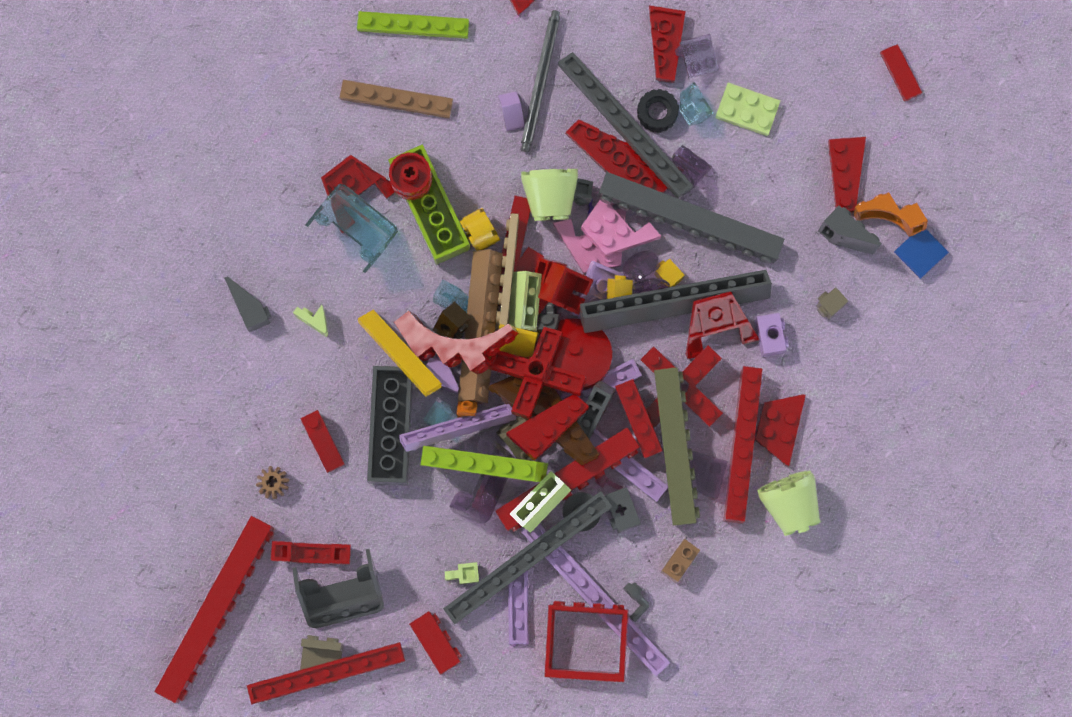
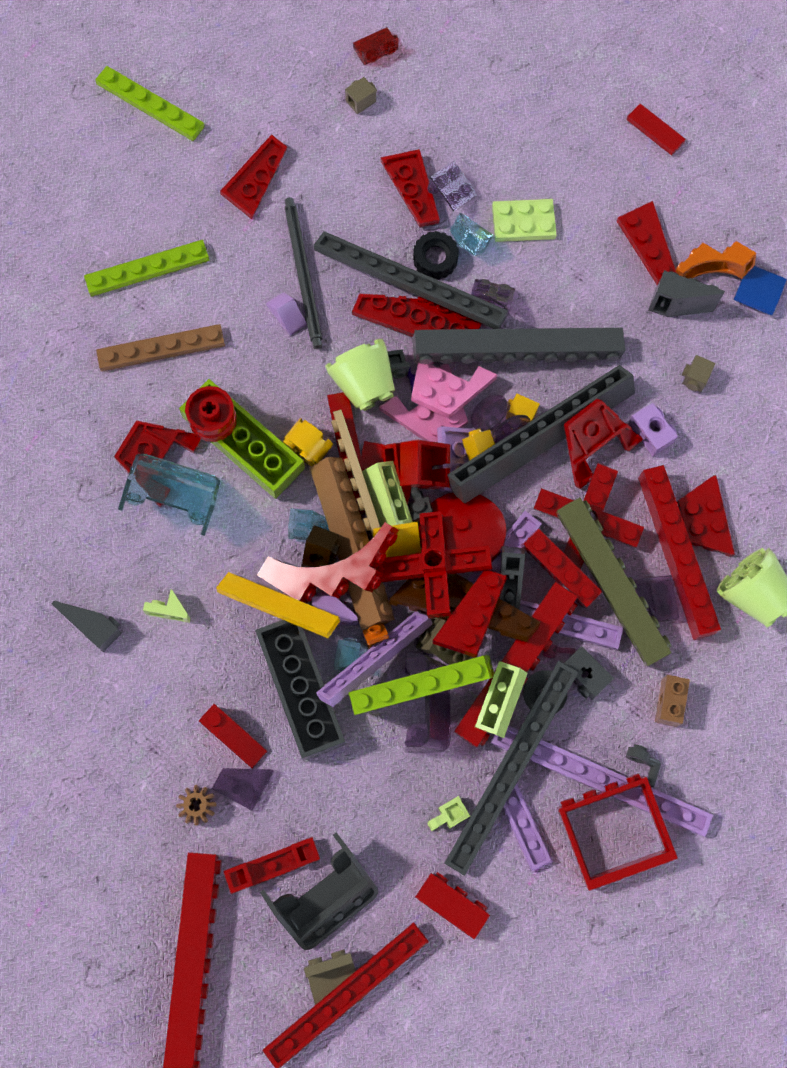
camera: 25 degrees left, 5 degrees down
(315, 482) = (243, 785): none -> clear purple wing

